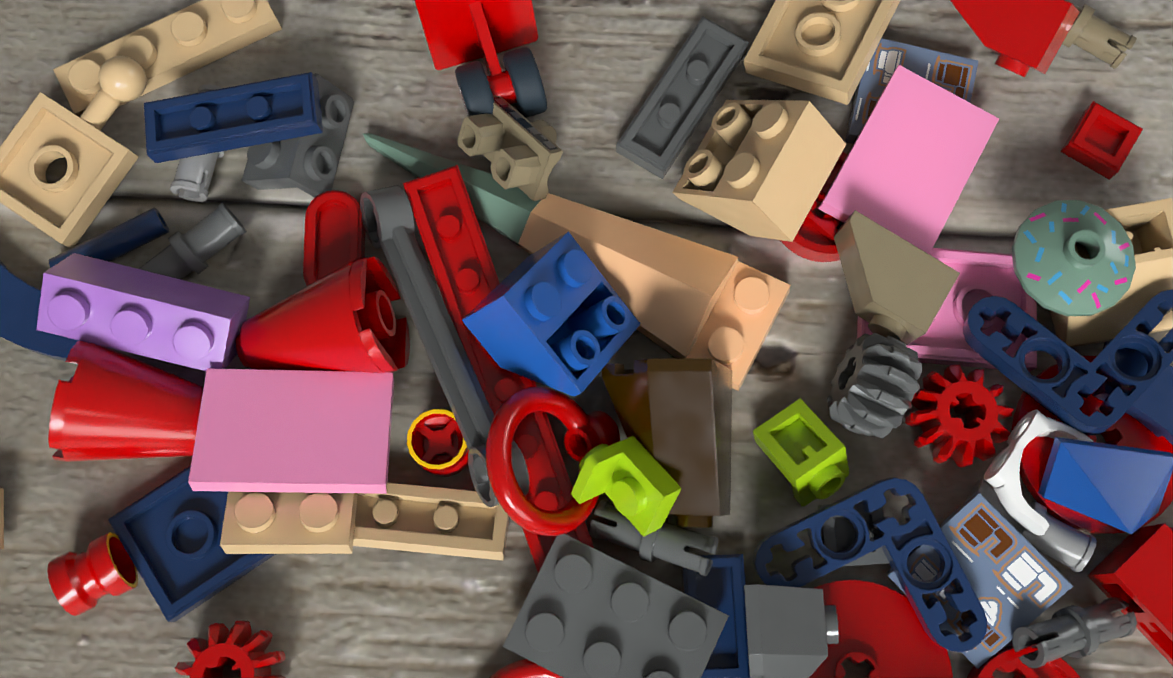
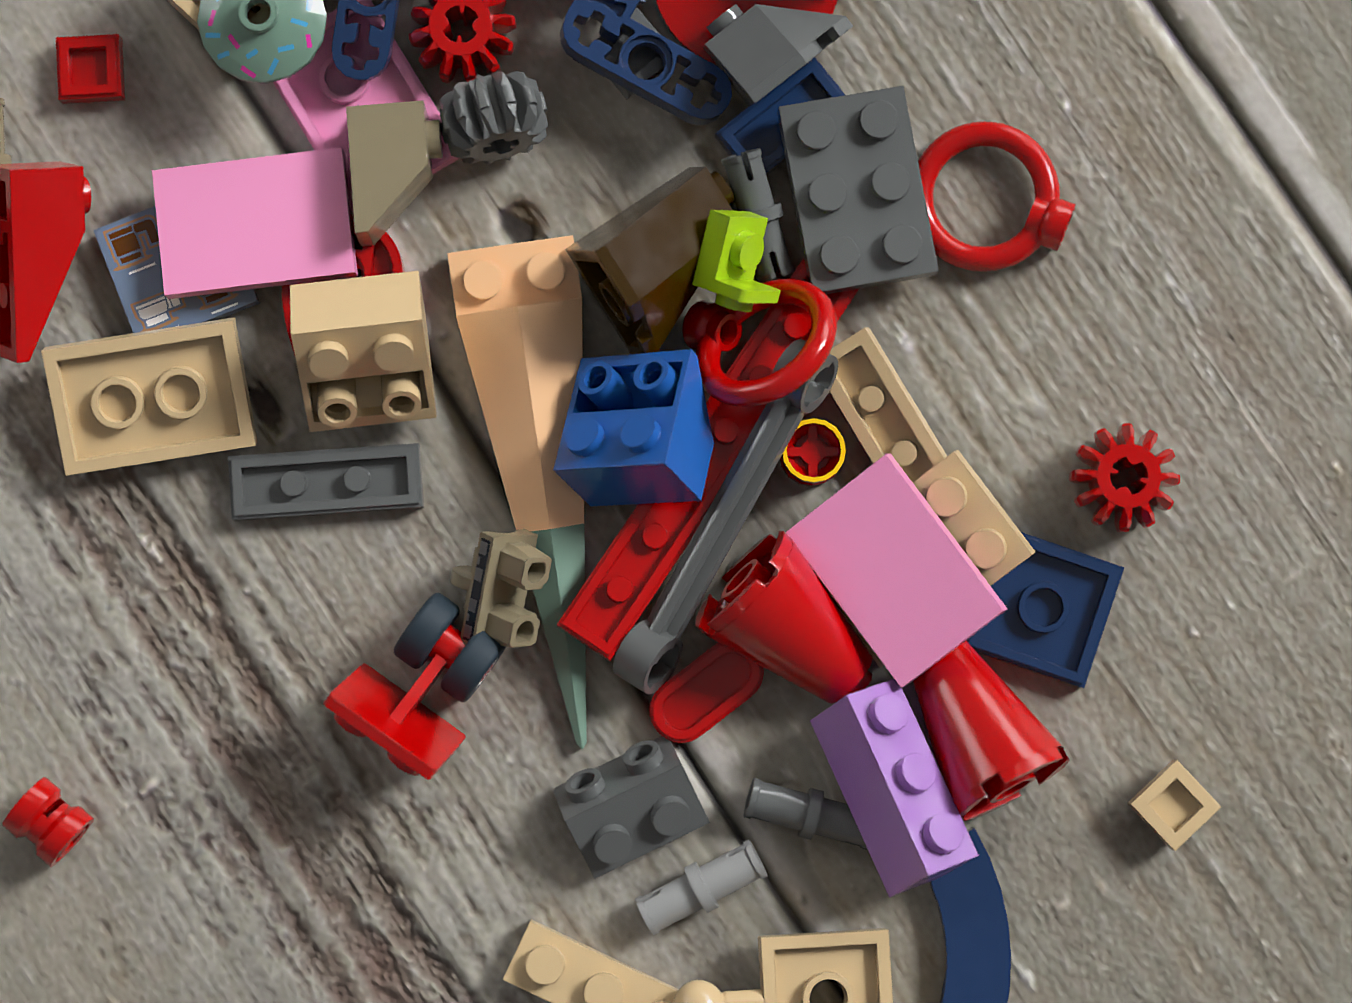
camera: 130 degrees left, 10 degrees up
(87, 576) = (1134, 657): red wheel -> none
(120, 239) = (856, 895): dark blue piece -> none
(233, 117) = (664, 859): dark blue tile -> none
(804, 452) = (590, 141): lime bracket -> none

